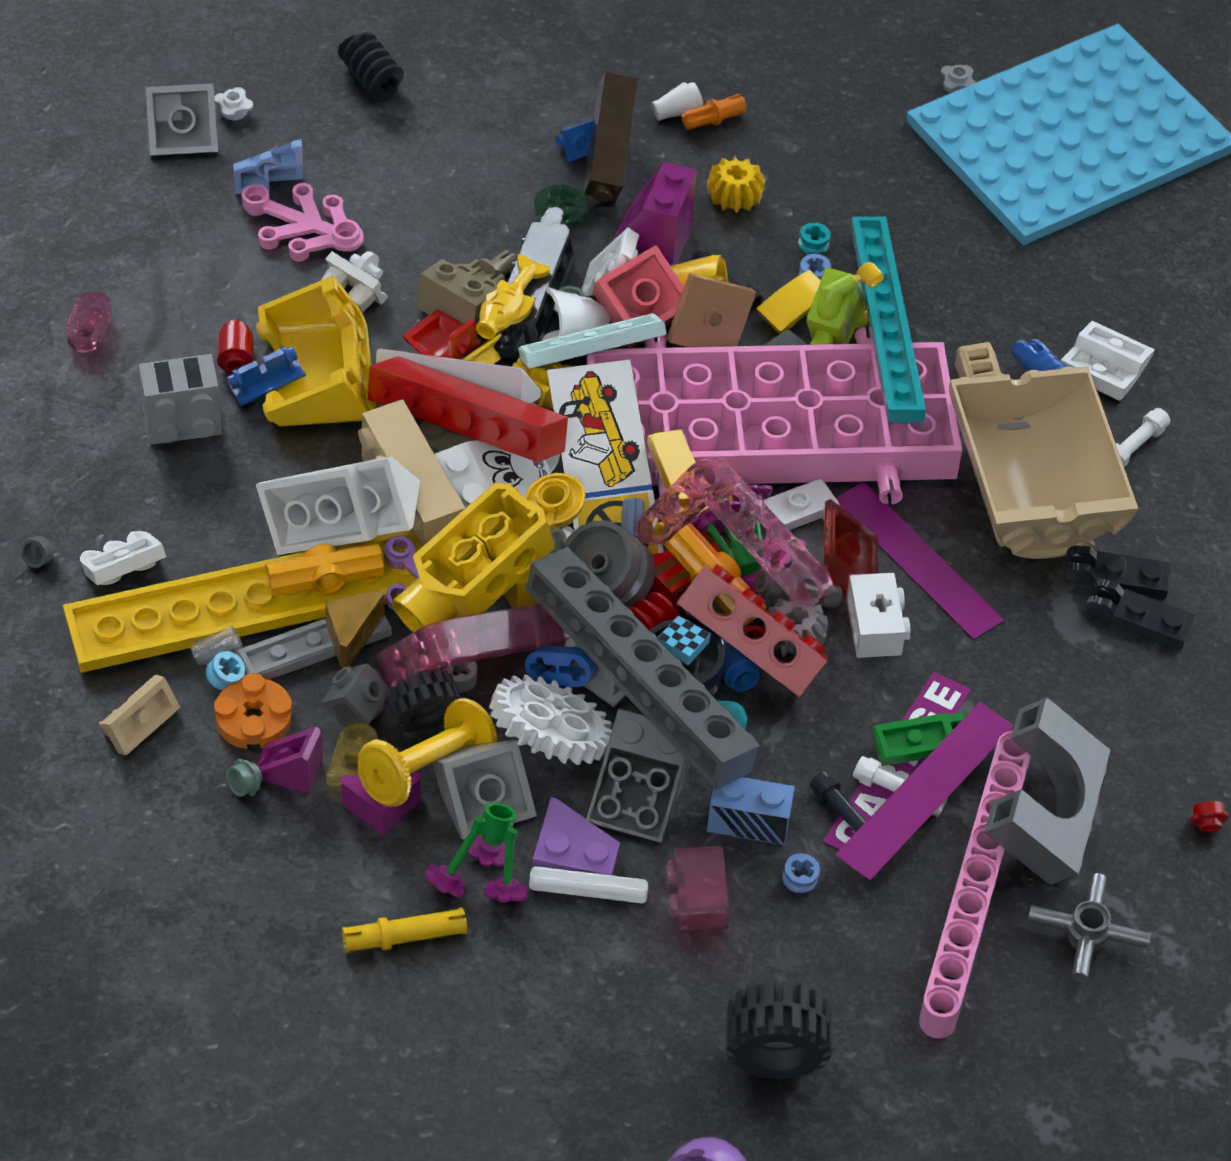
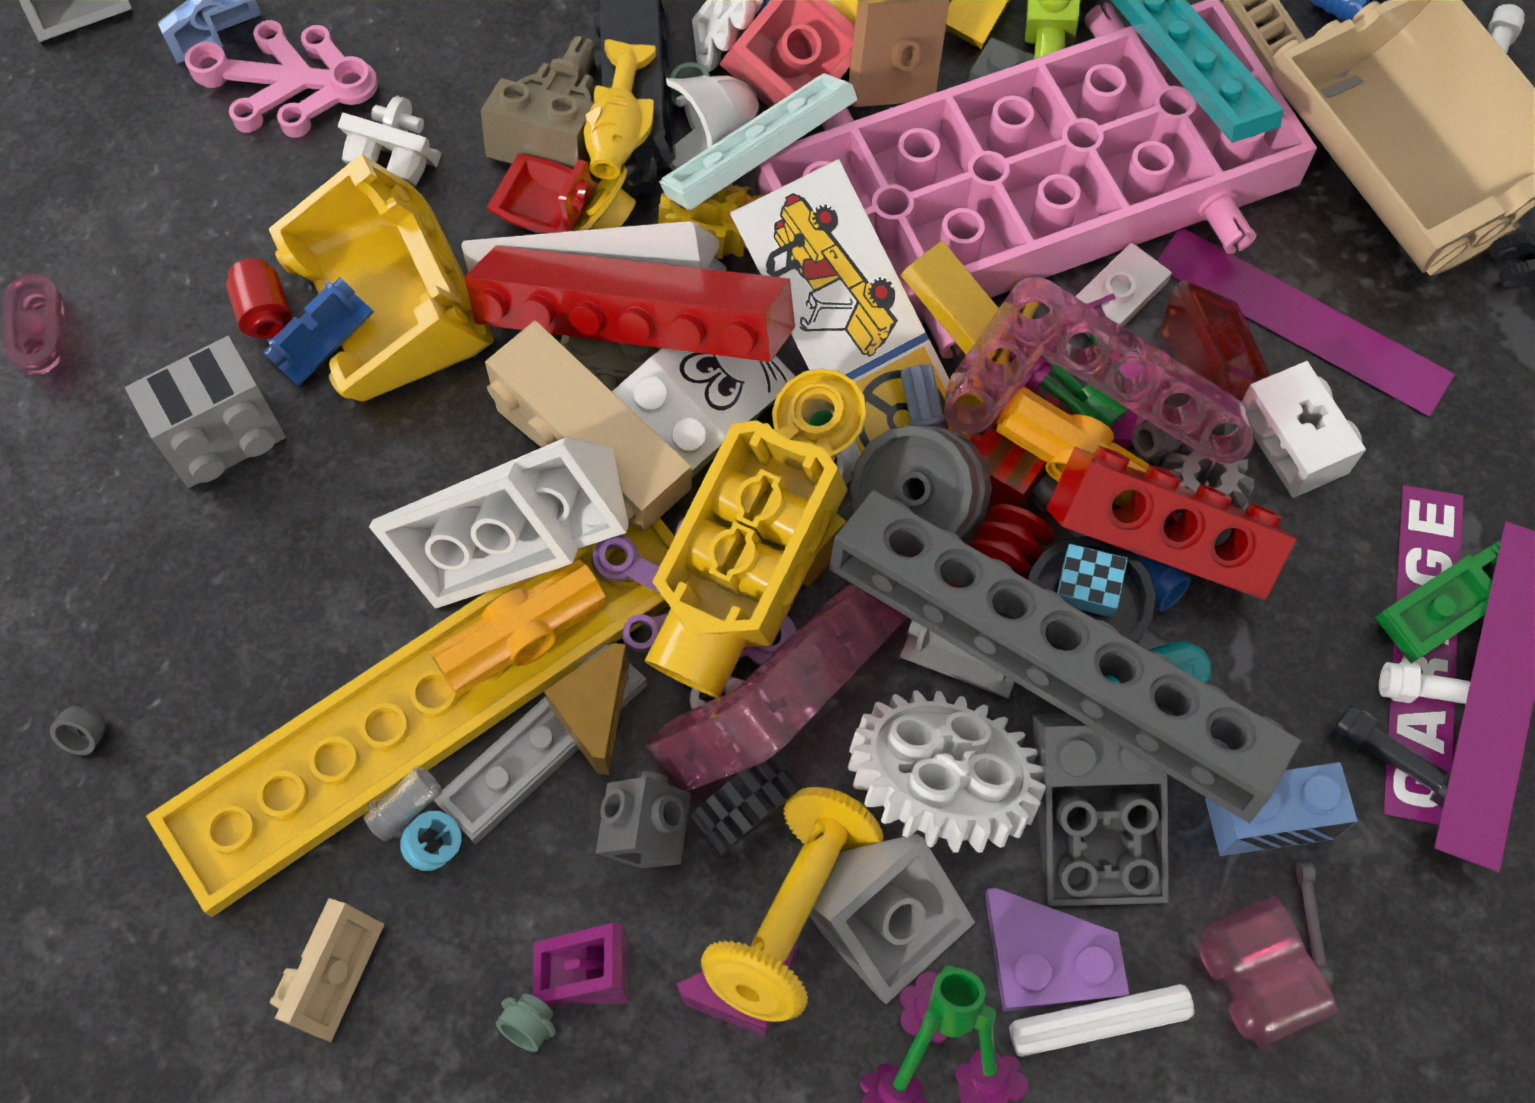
camera: 15 degrees left, 15 degrees up
(121, 558) = (208, 698): white plate -> none
(247, 694) = (509, 927): orange plate -> none
(347, 750) = (673, 903): clear yellow plate -> none
(561, 658) = (916, 666): blue beam -> none
(737, 907) = (1306, 878): none -> dark grey hinge
(803, 883) = (1367, 891): medium blue bush -> none

